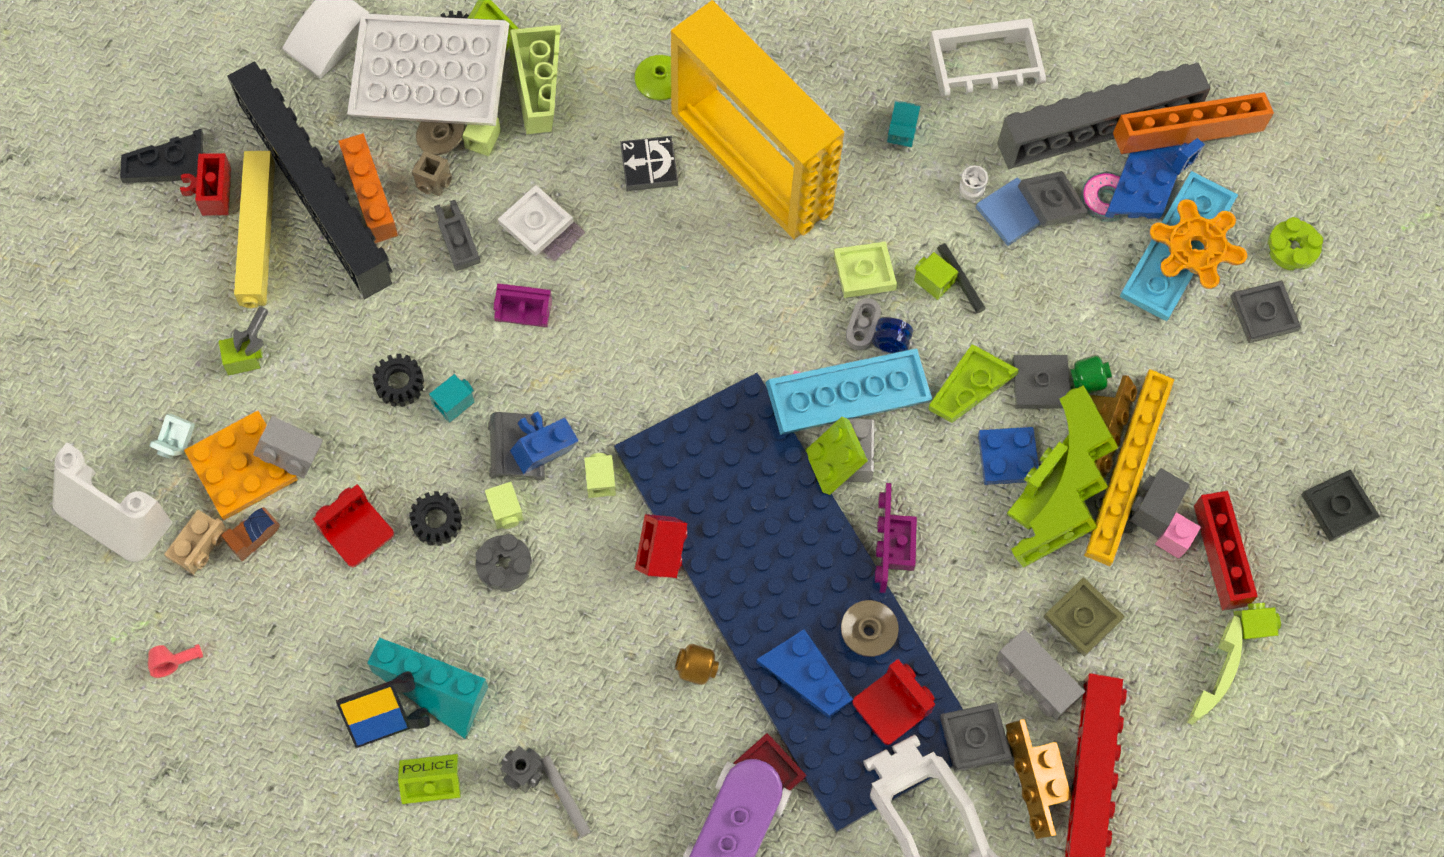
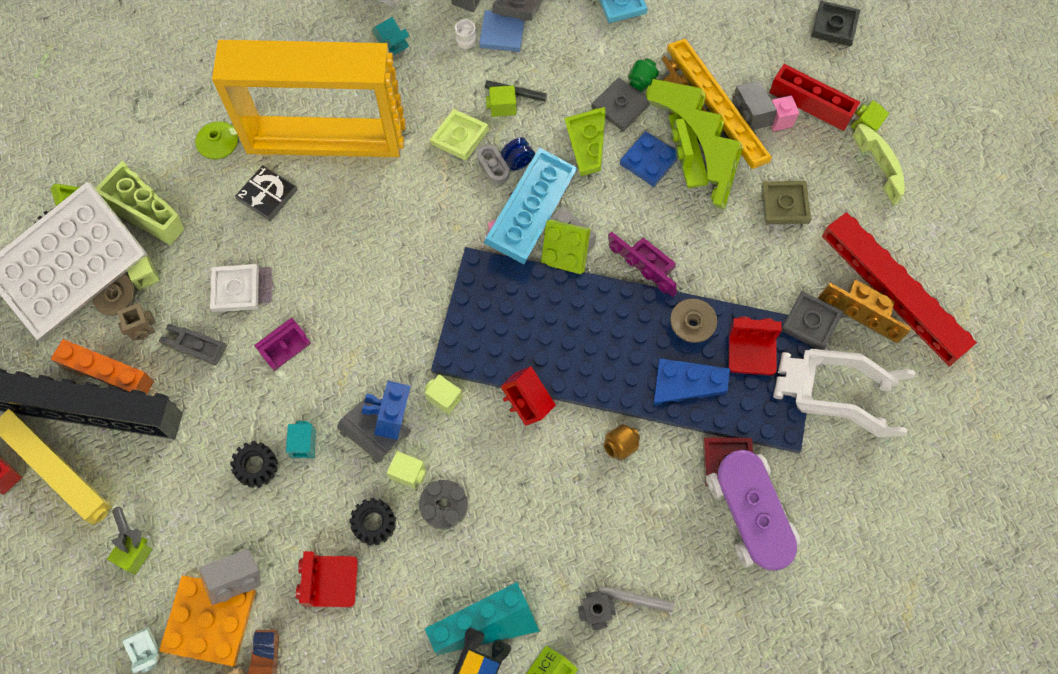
camera: 45 degrees left, 0 degrees up
(1039, 675) = (801, 255): light grey brick -> none

